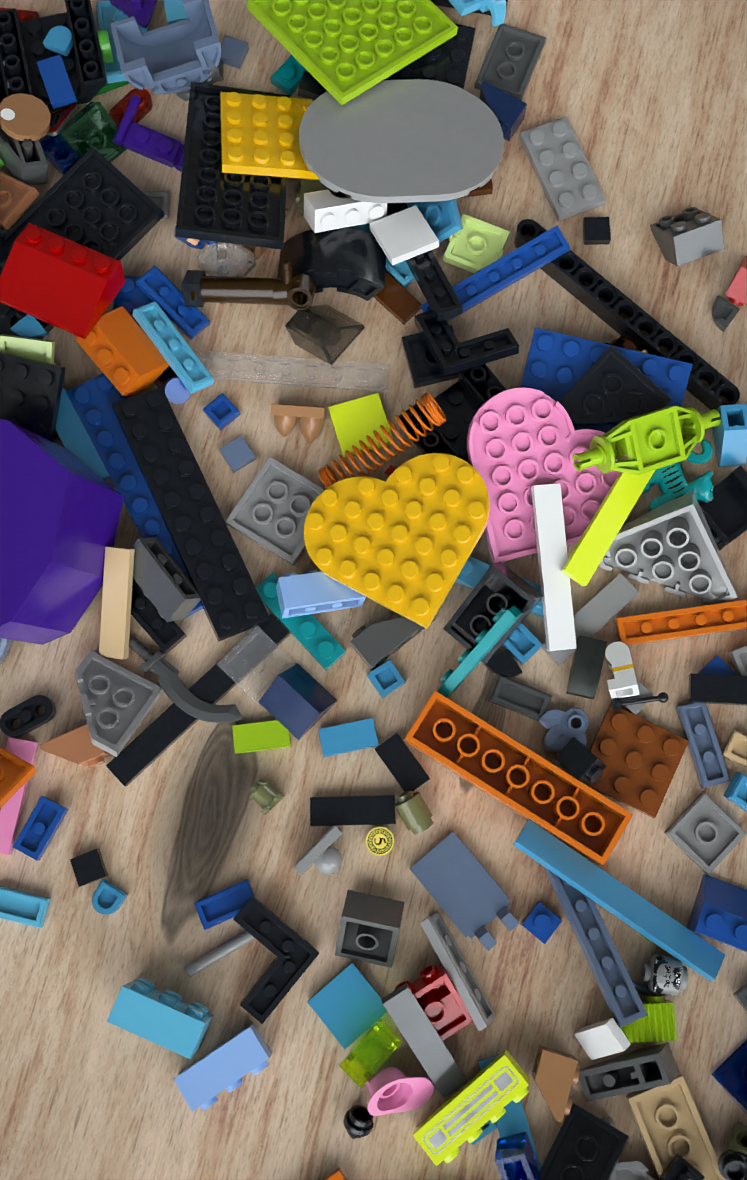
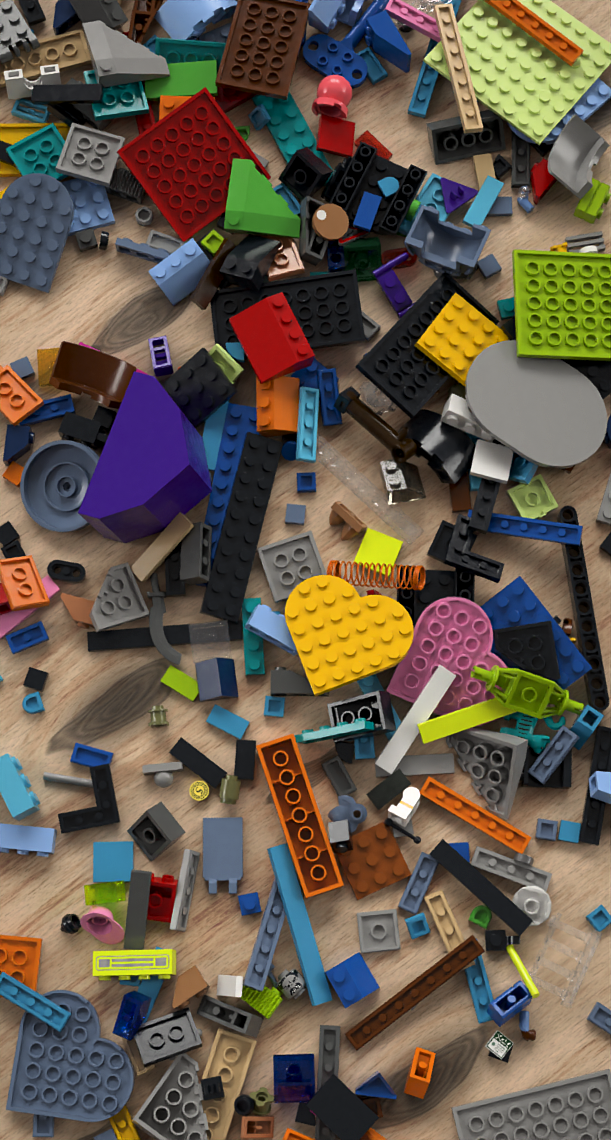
camera: 35 degrees right, 0 degrees up
(728, 487) = (553, 754): none -> sand blue tile

